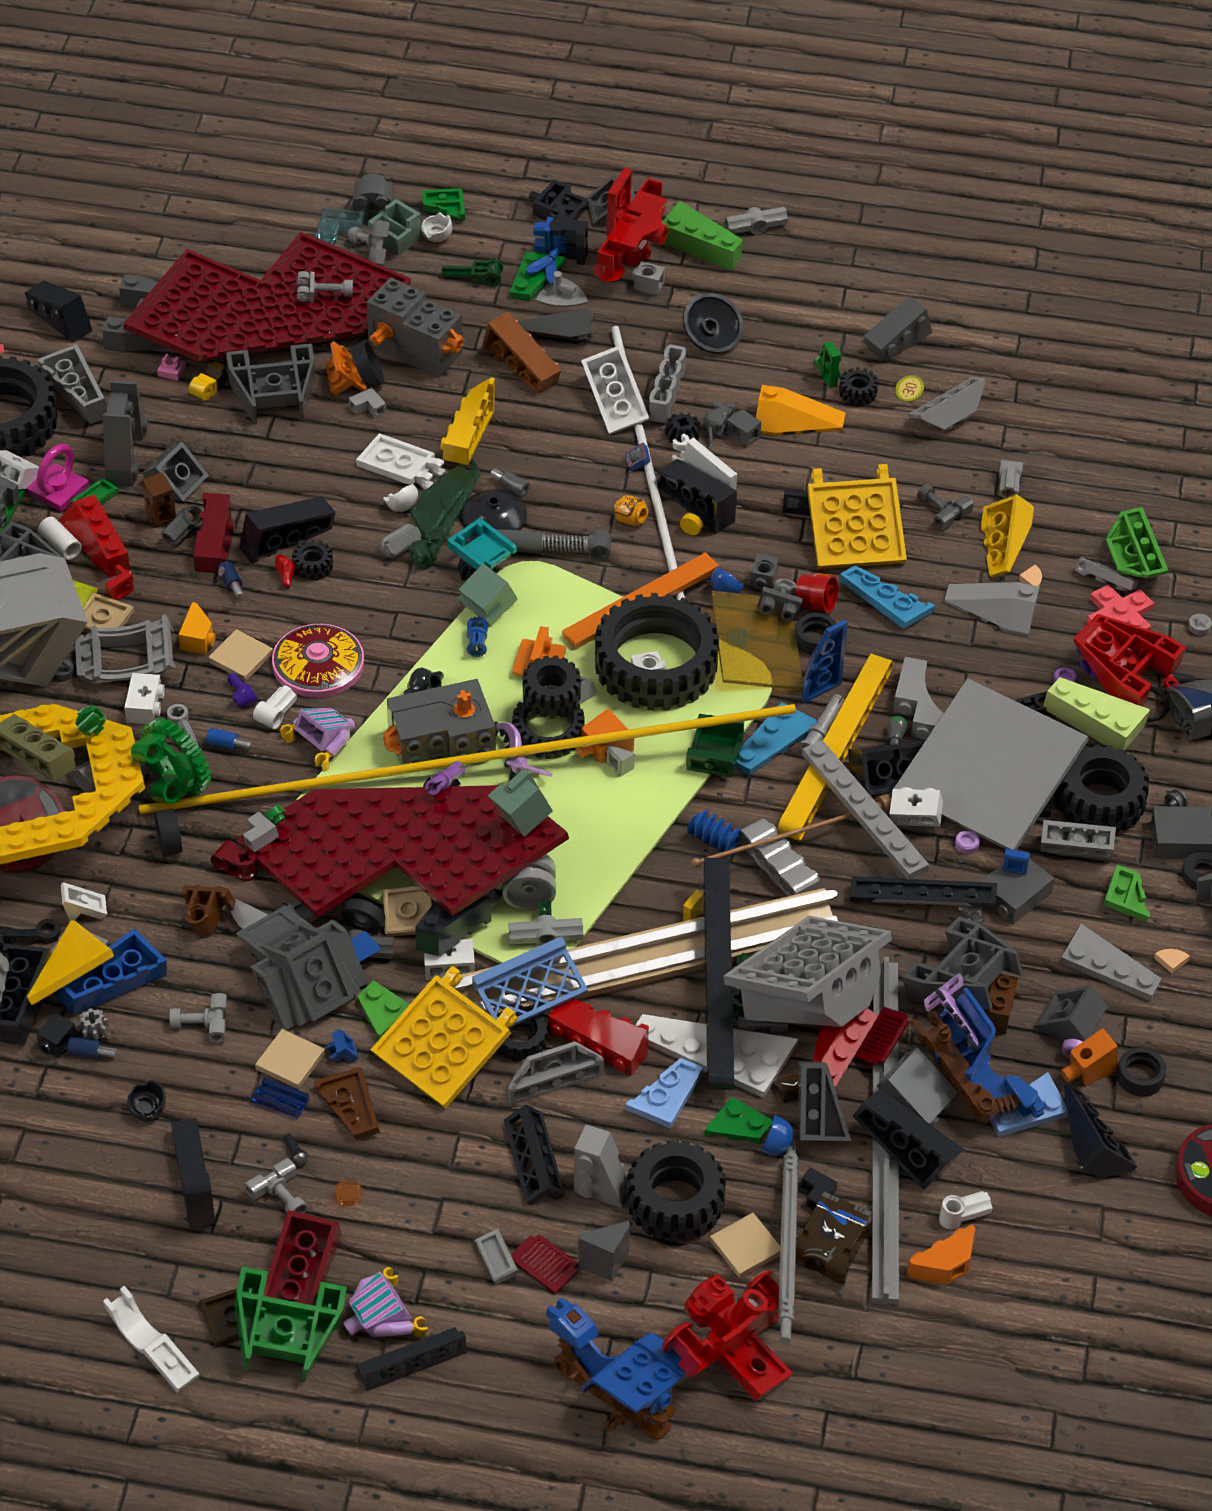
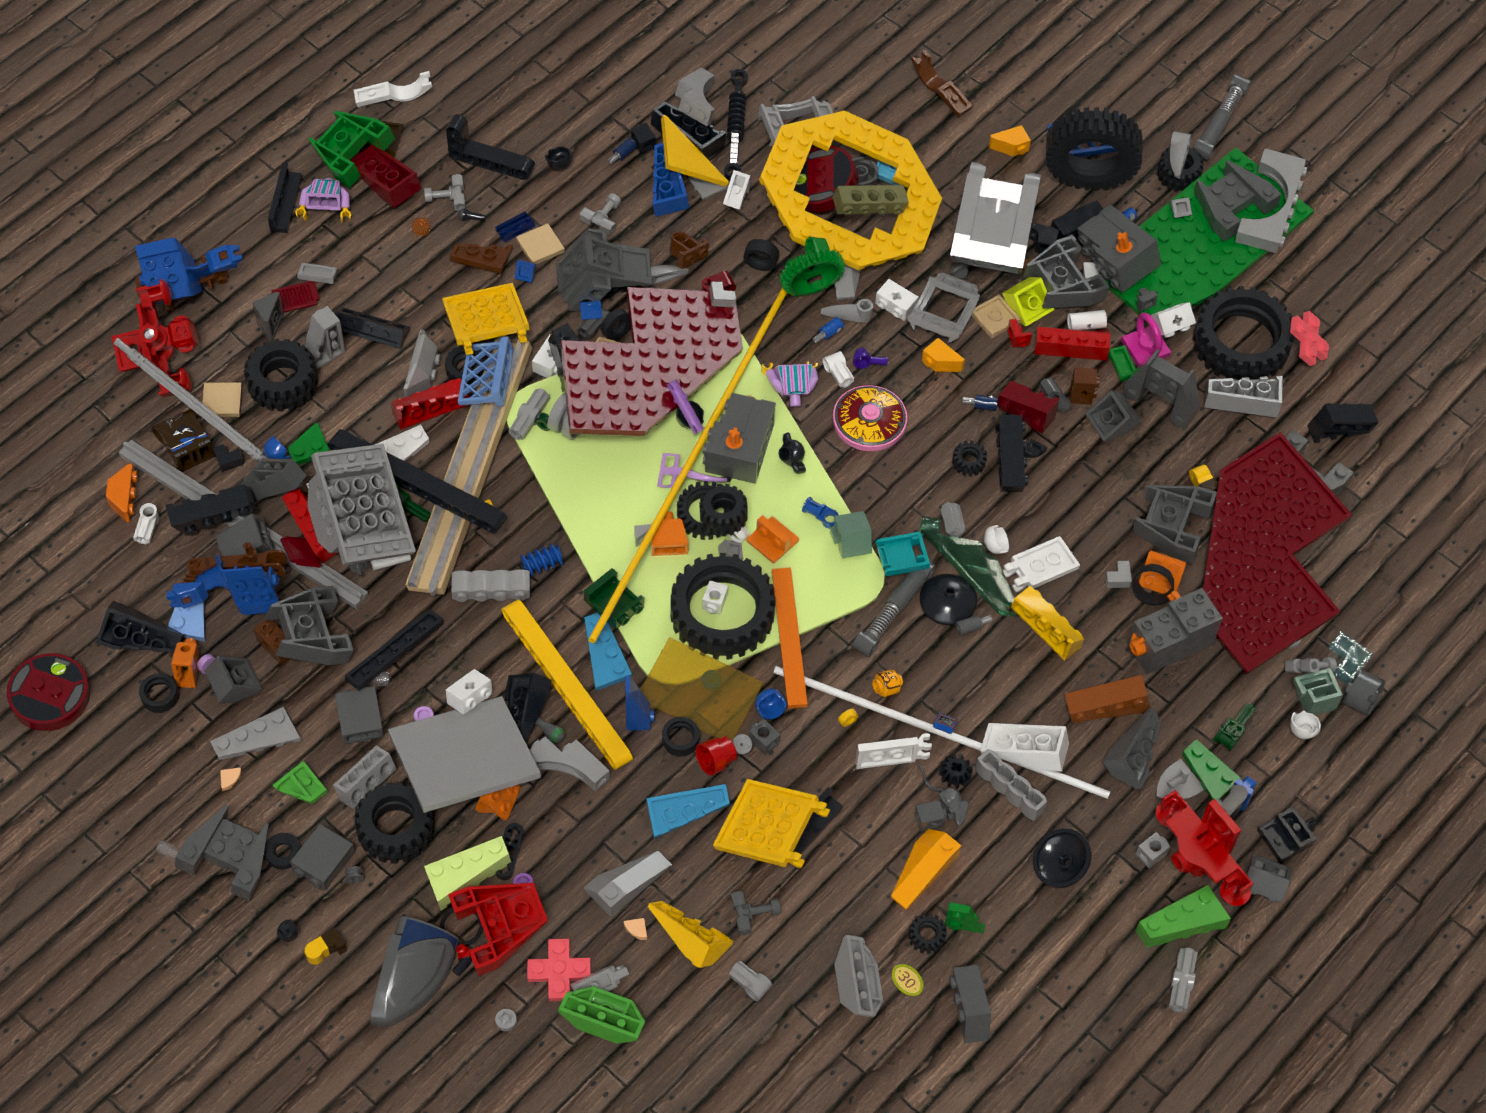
camera: 120 degrees right, 10 degrees up
(90, 720) = (878, 238): green gear -> none
(93, 1024) = (638, 158): light grey gear -> none
(240, 655) = (904, 376): tan tile -> none
(275, 814) = (727, 307): green plate -> none
(285, 568) = (975, 436): red animal -> none
(306, 279) = (1249, 607): light grey bar -> none
(381, 1007) = (542, 308): bright green wing -> none
(445, 201) = (1338, 752): green wing -> none
(521, 802) = (603, 401): sand green plate -> none
(546, 262) = (1210, 780): blue piece -> none
(667, 1095) = (358, 416): light blue wing -> none
(699, 494) = (850, 734): black wedge -> none
(779, 602) = (715, 727): dark grey hips -> none
(819, 730) = (585, 678): light grey pin -> none
(865, 810) = (487, 652): light grey plate -> none
(883, 801) = (495, 679): medium nougat piece -> none
(949, 1003) = (268, 564): lavender piece -> none
(1016, 861) = (367, 710): blue tile -> none

